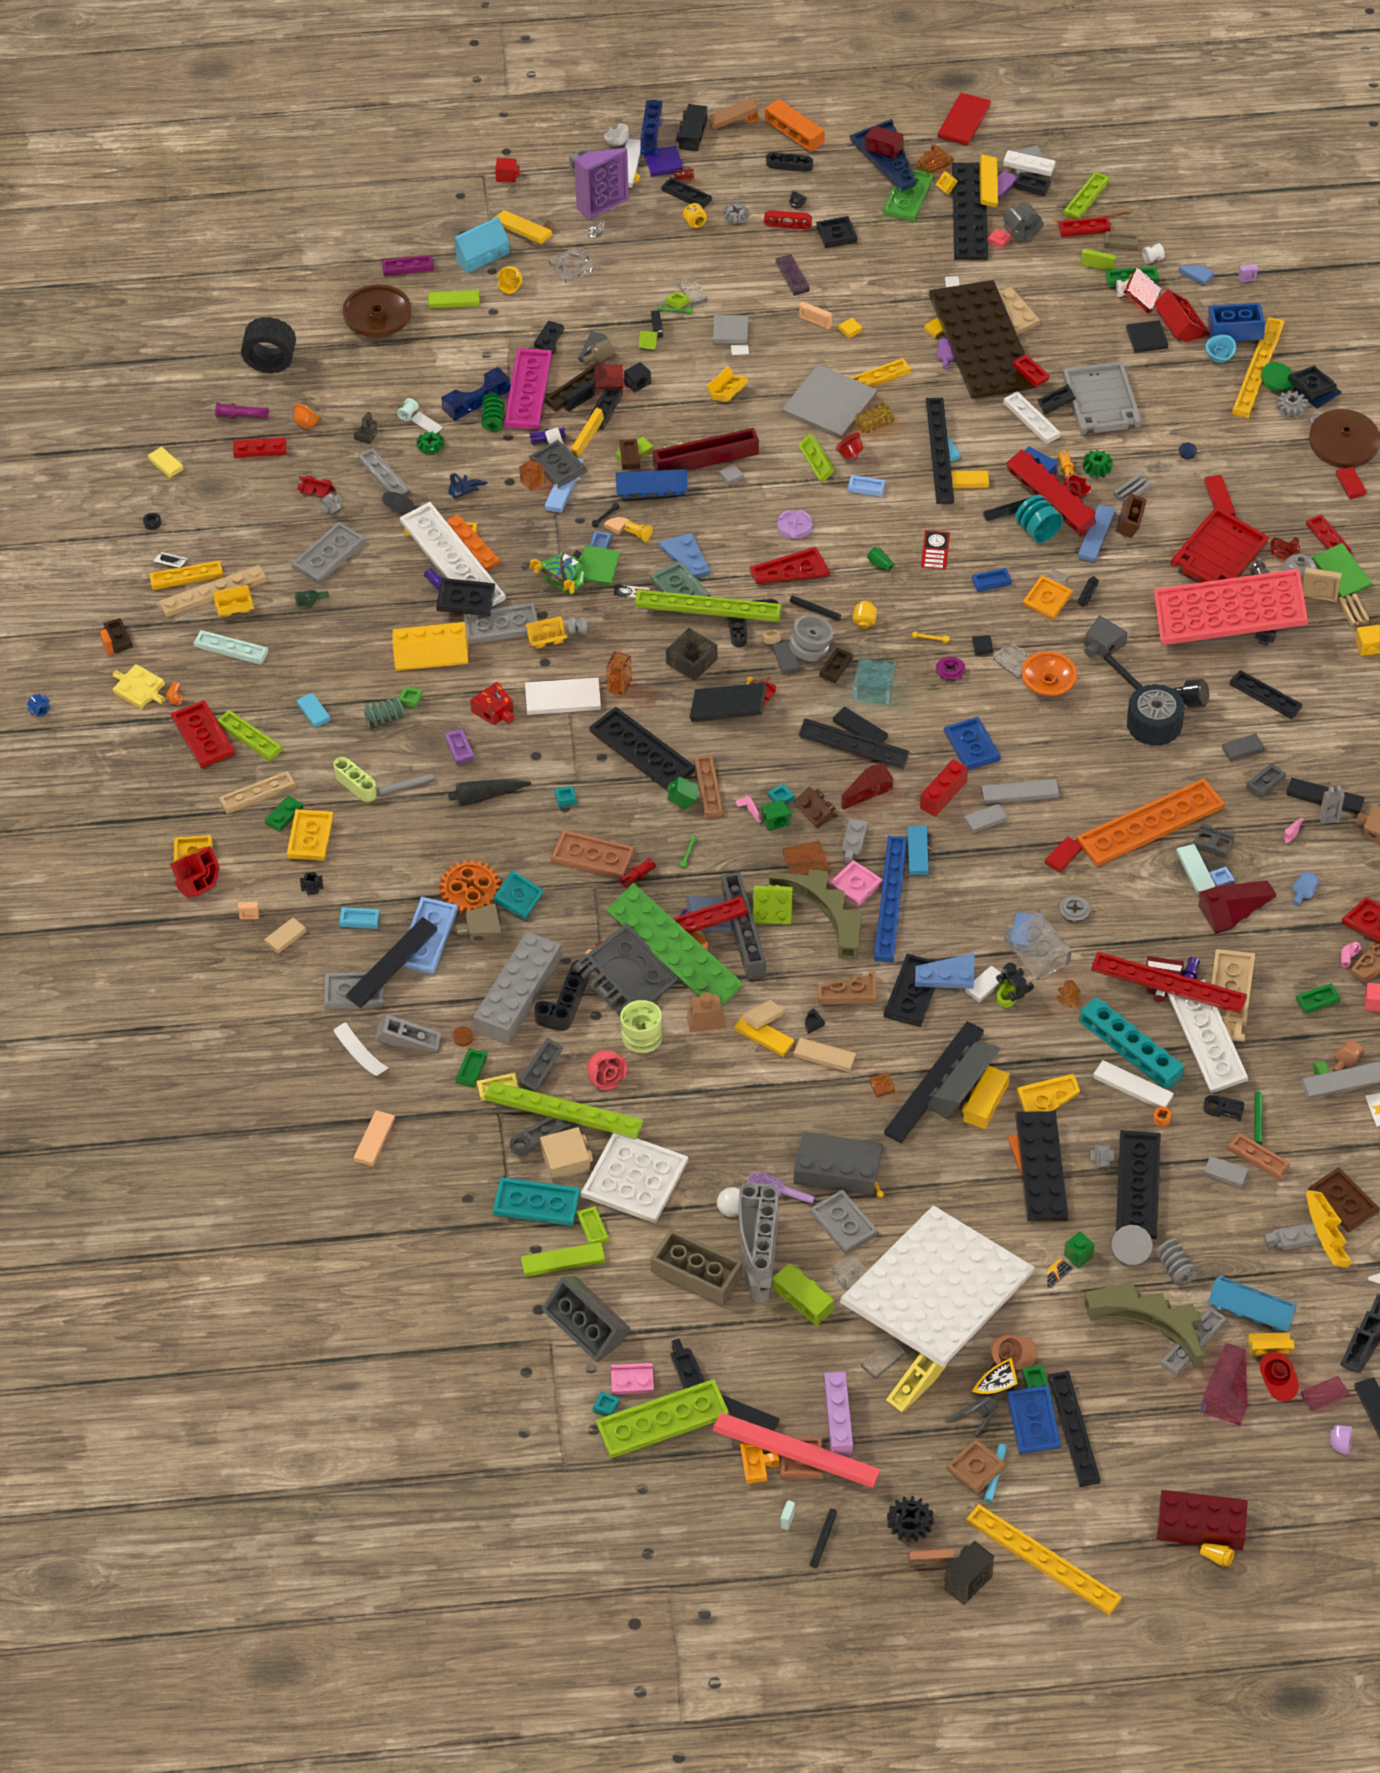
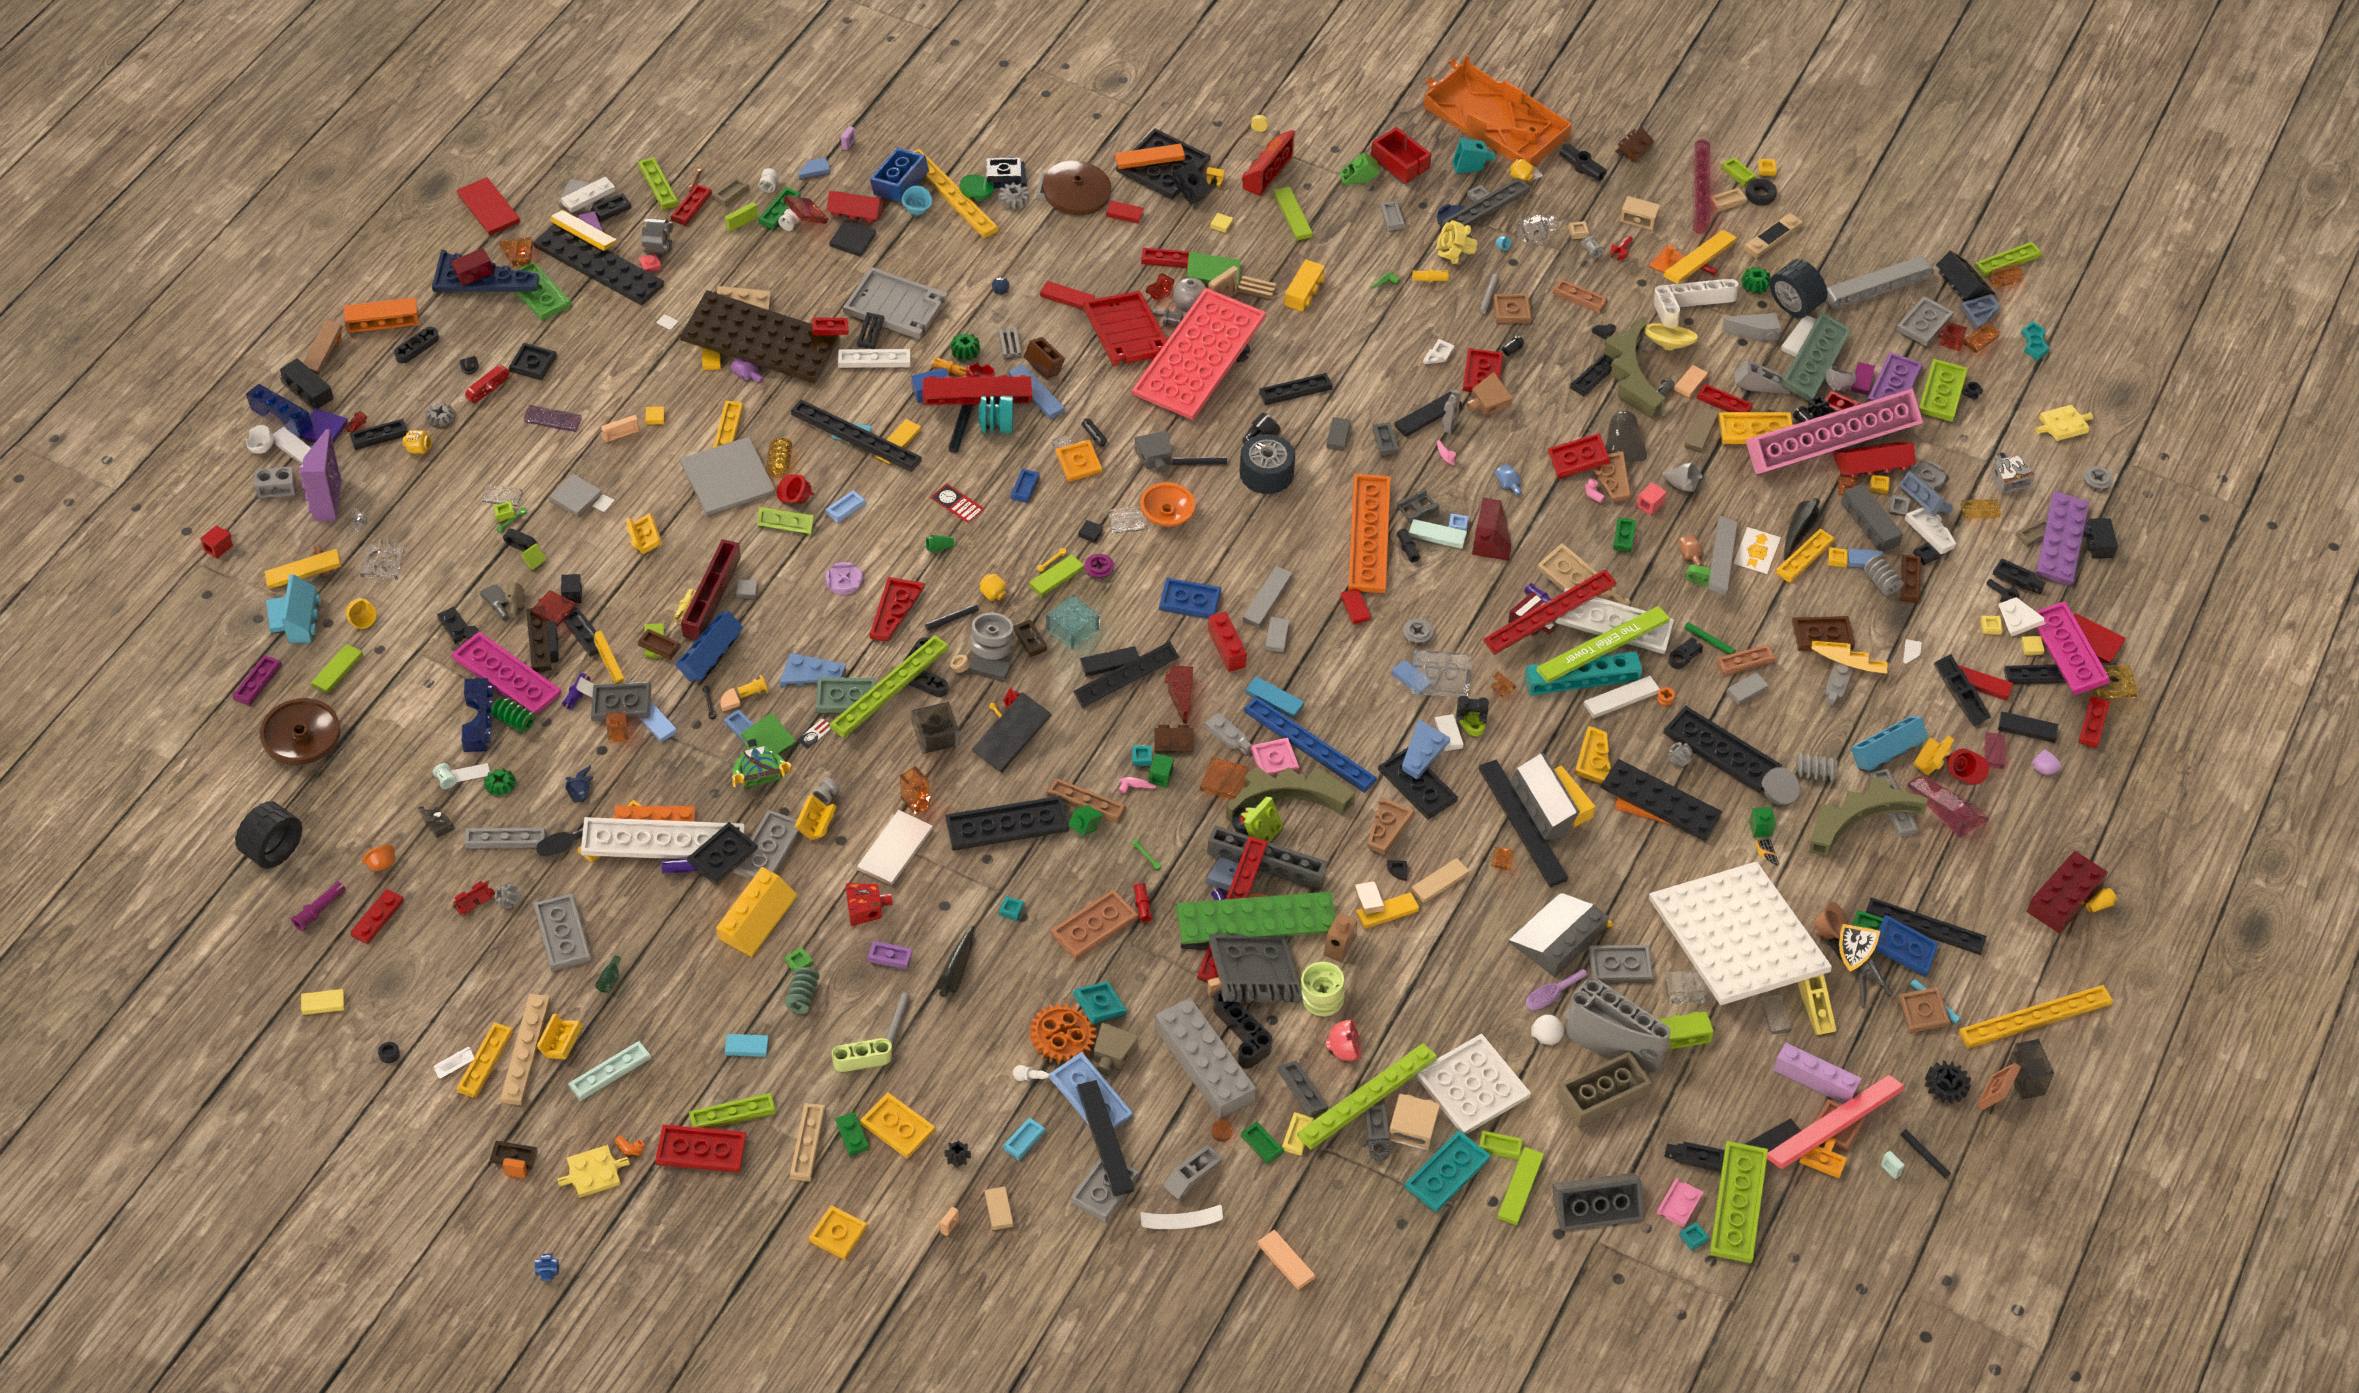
camera: 60 degrees left, 0 degrees up
(196, 871) = (873, 1238): red brick -> none
(418, 886) = (1024, 1073): none -> white bar
(916, 648) = (1056, 575): none -> lime tile
(946, 182) = (553, 258): yellow tile -> none
(1161, 855) = (1408, 545): none -> black pin
(1168, 1037) = (1602, 644): none -> lime tile

